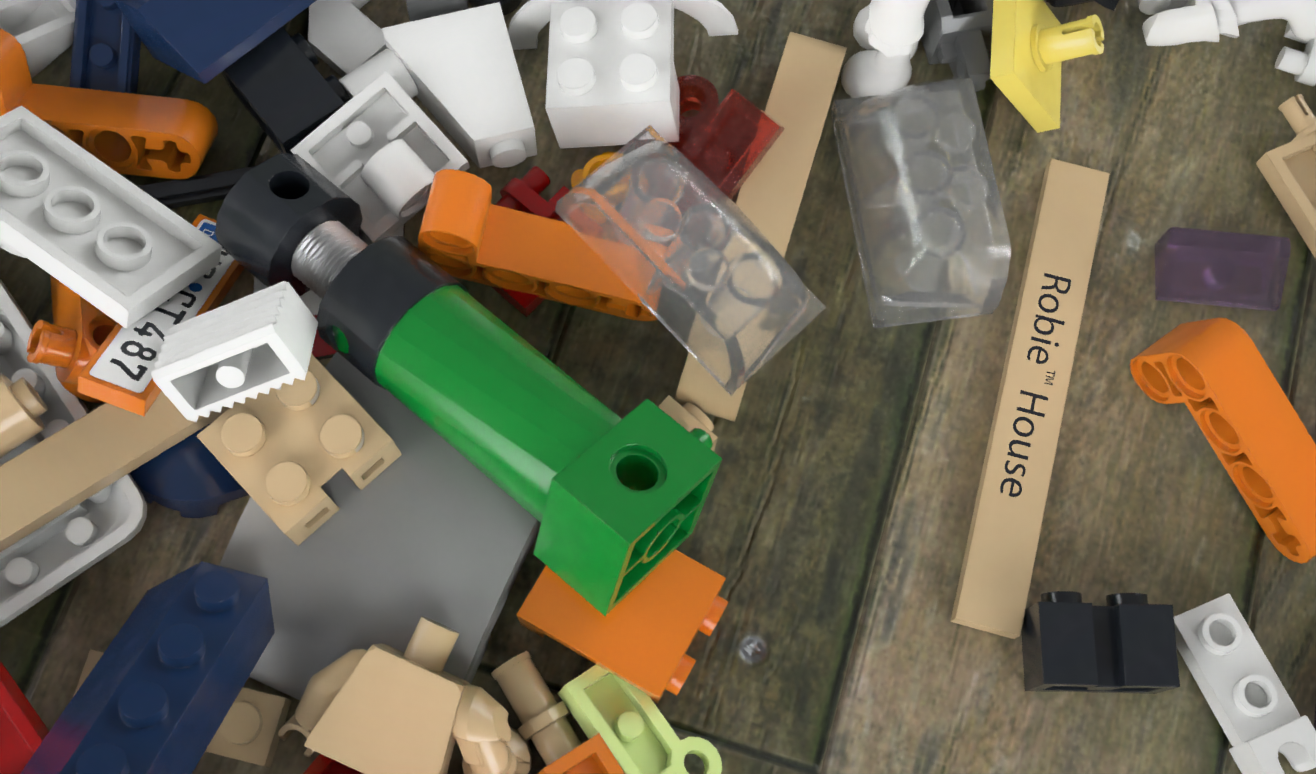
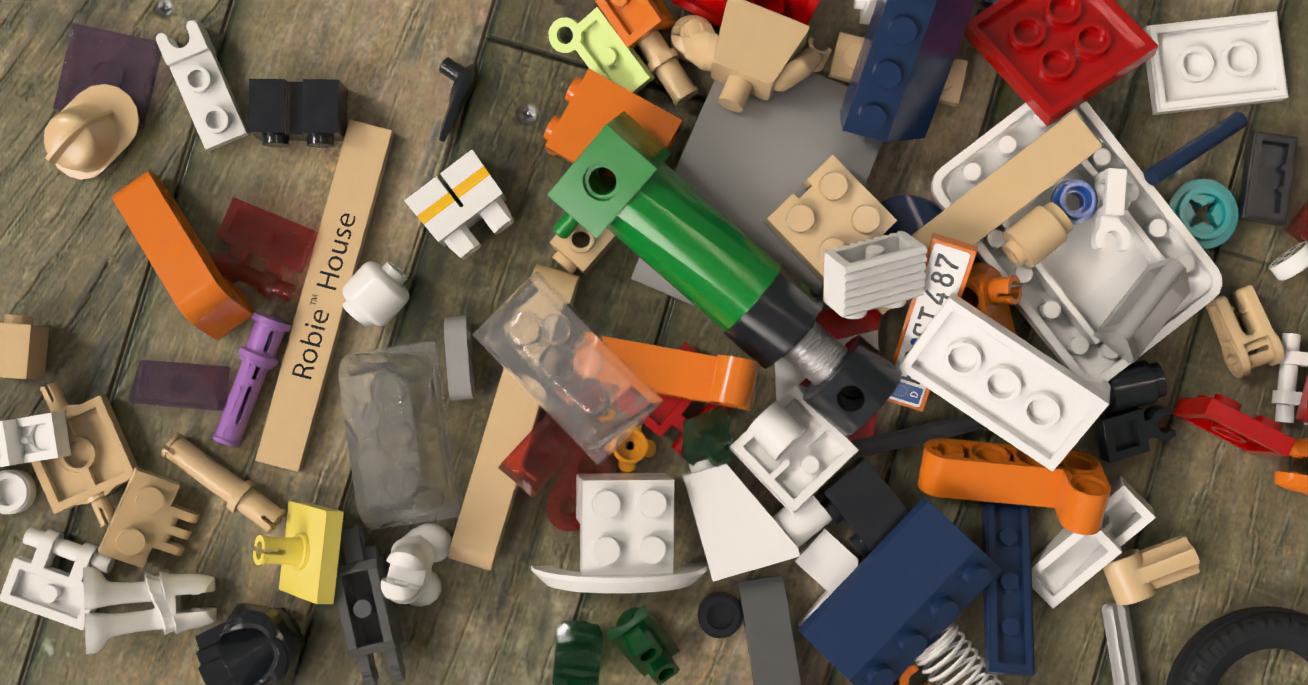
camera: 175 degrees left, 15 degrees up
(508, 174) = (707, 438): none -> clear green tile
(842, 295) = (459, 358): none -> light grey beam
(851, 509) = (480, 200): none -> white hips
(854, 679) = (463, 85): none -> black bar
(964, 378) = (375, 293): none -> white head
(1121, 298) = (257, 359): none -> medium lavender pin
(1122, 464) = (269, 237): none -> clear red plate
(1148, 148) = (237, 493): none -> tan pin
(1241, 103) = (146, 520): none -> tan hinge

